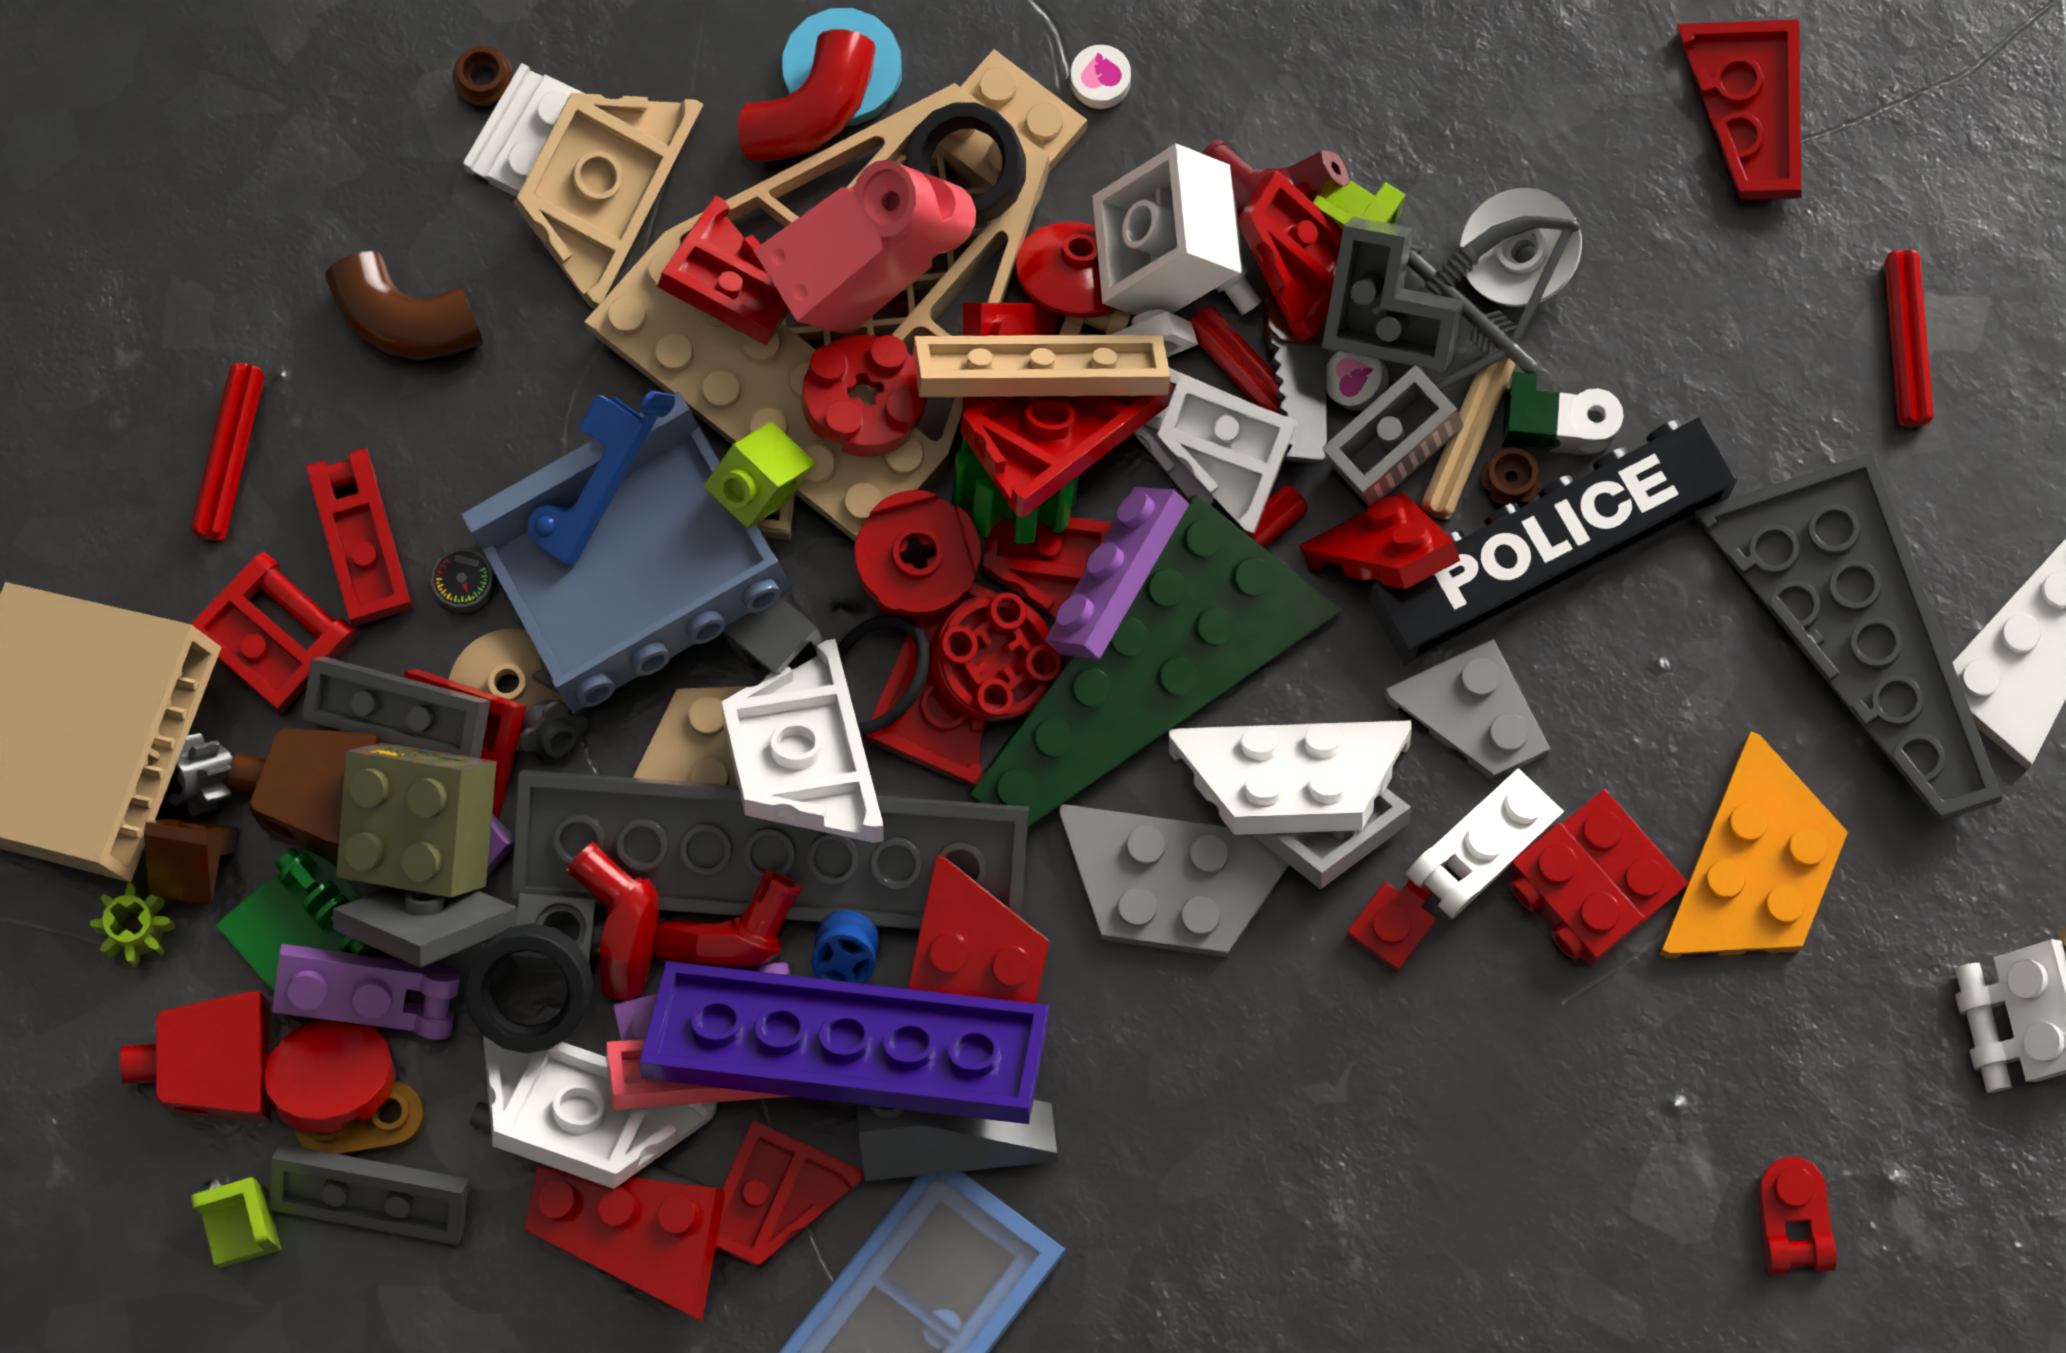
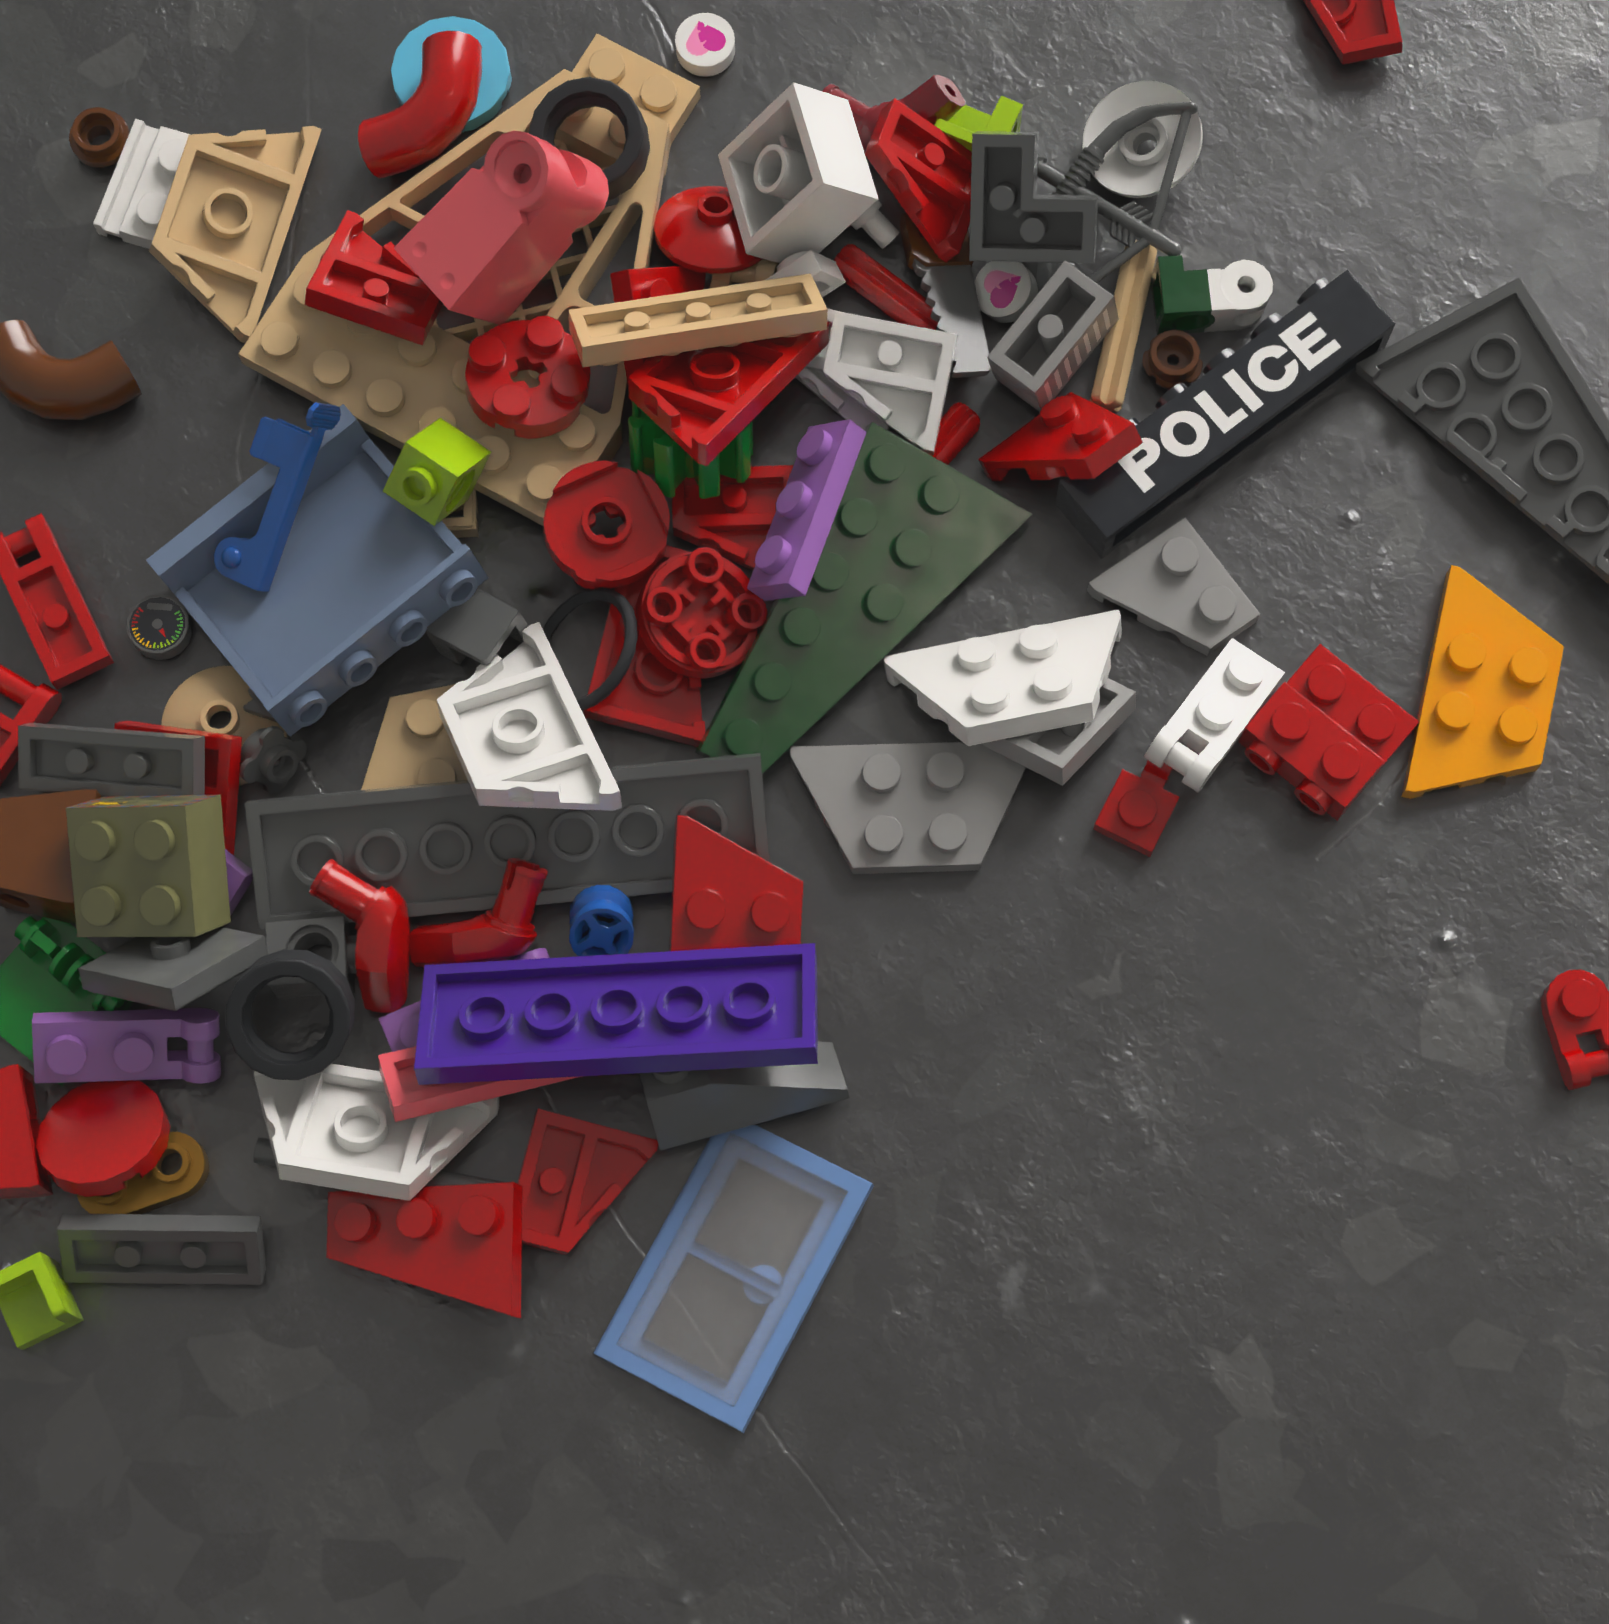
camera: 10 degrees left, 0 degrees up
(1908, 338) = (1530, 168): red axle -> none

